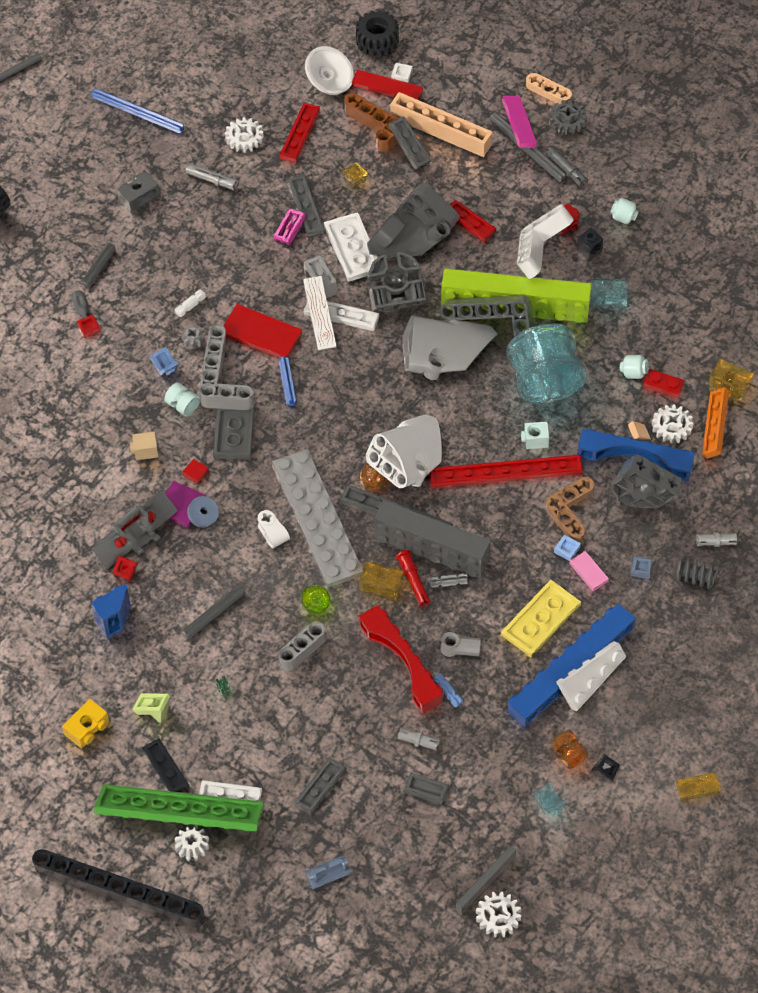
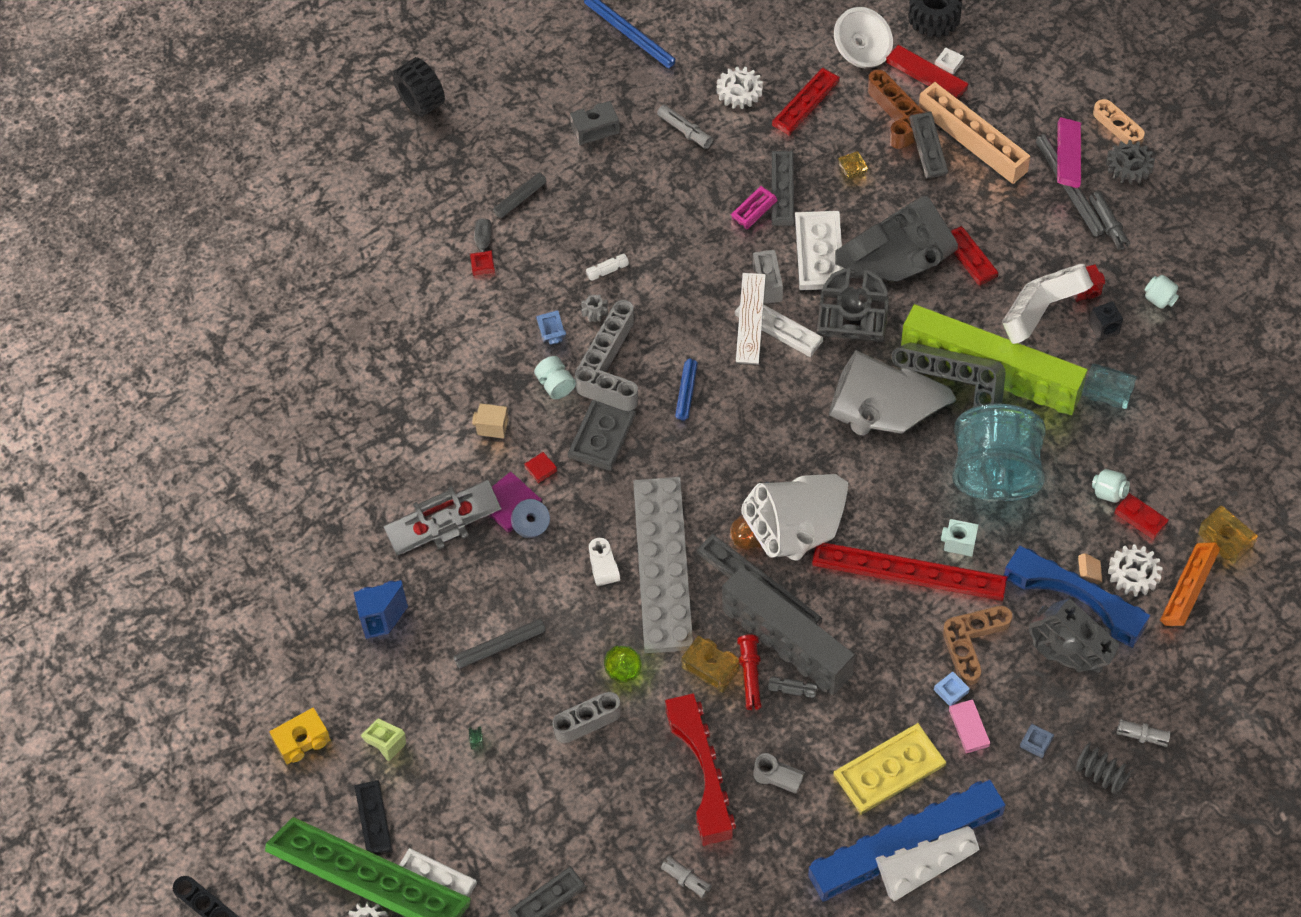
camera: 20 degrees right, 0 degrees up
(125, 568) = (416, 560): red tile -> none
(261, 331) = (677, 322): red tile -> none
(449, 691) = (743, 825): medium blue axle -> none

